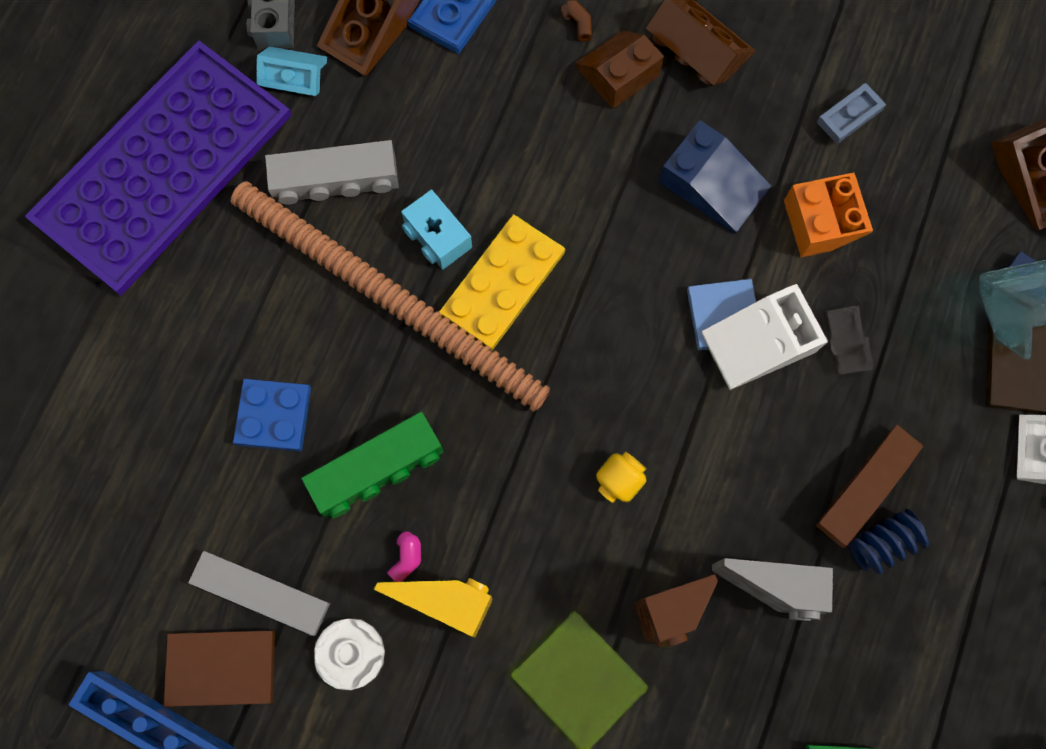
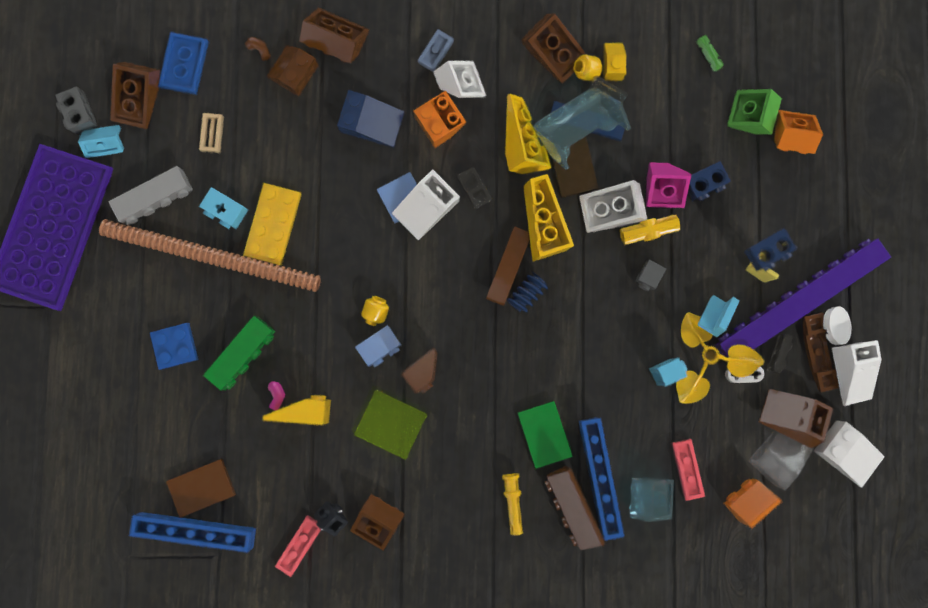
camera: 20 degrees left, 10 degrees up
(259, 593) = (205, 442): light grey tile -> none
(349, 654) = (265, 455): white tile -> none
(439, 130) = (210, 148): none -> tan tile
(607, 539) = (378, 346): none -> medium blue brick
(785, 587) = (479, 337): light grey slope -> none
(877, 164) = (459, 79): none -> white slope
(947, 303) = (522, 146): none -> yellow wedge
(957, 431) = (545, 219): none -> yellow wedge

